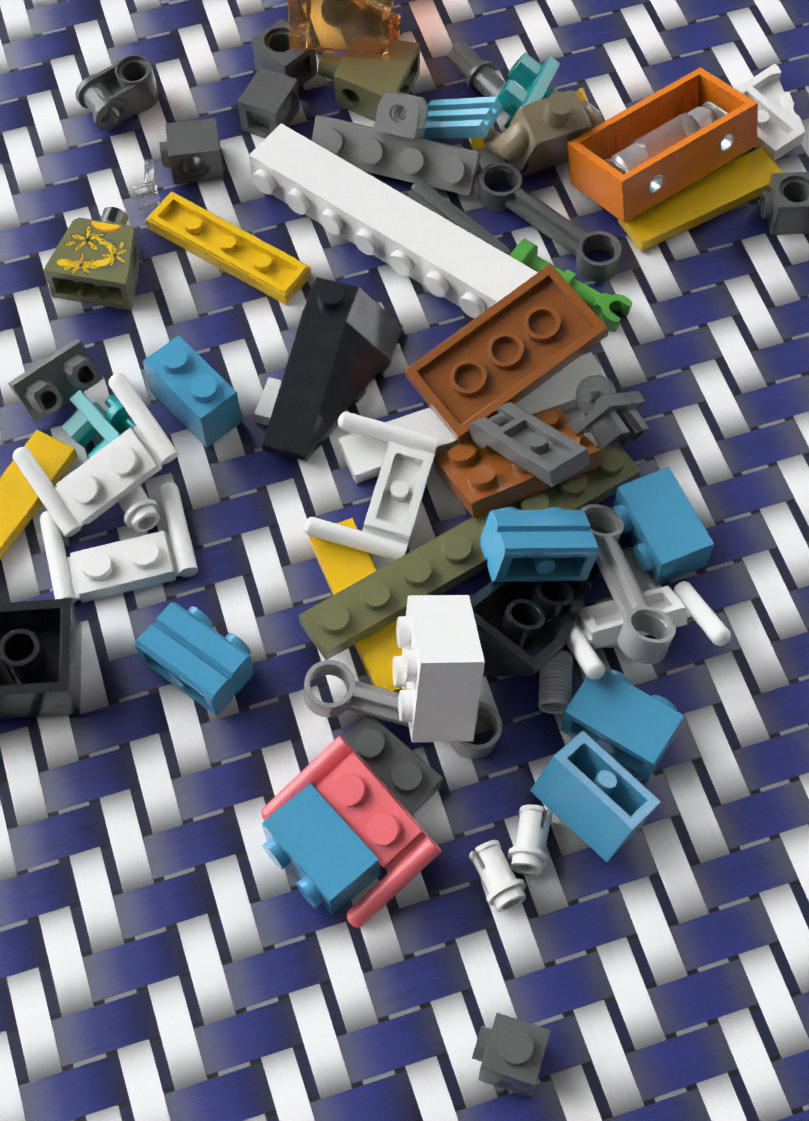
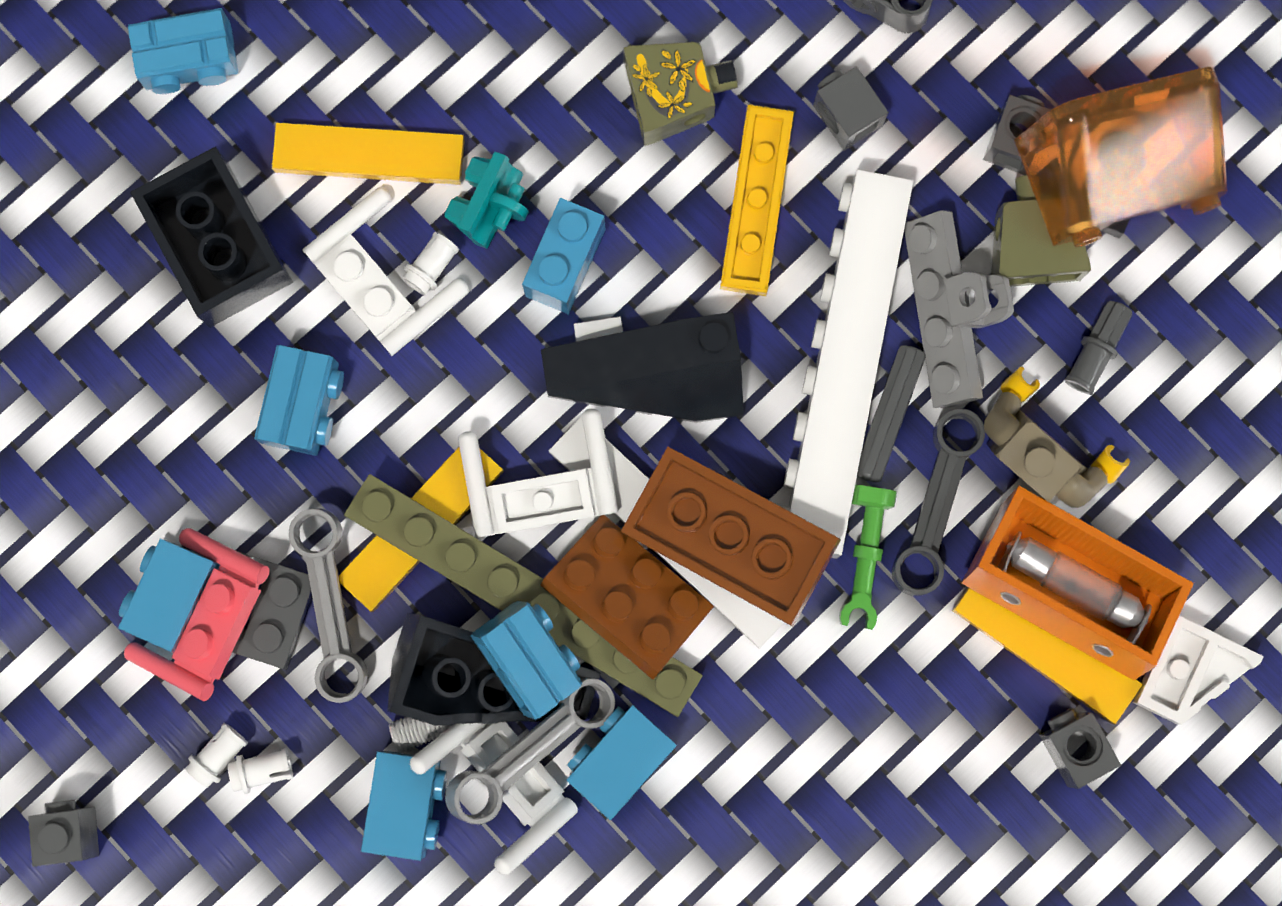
camera: 65 degrees right, 20 degrees up
(55, 380) = (514, 125): dark grey hips -> none
(108, 473) = (433, 230): white plate -> none
(147, 193) = (781, 89): clear hand -> none
(268, 102) = (948, 151): dark grey brick -> none
(439, 668) = (340, 633): white brick -> none
(461, 117) = (1017, 326): medium azure tile -> none
(530, 444) = (623, 607): dark grey plate -> none
(533, 78) = (1089, 421): teal hips -> none
(594, 795) = (313, 811): dark azure brick -> none
(610, 415) = (714, 658): dark grey hips -> none

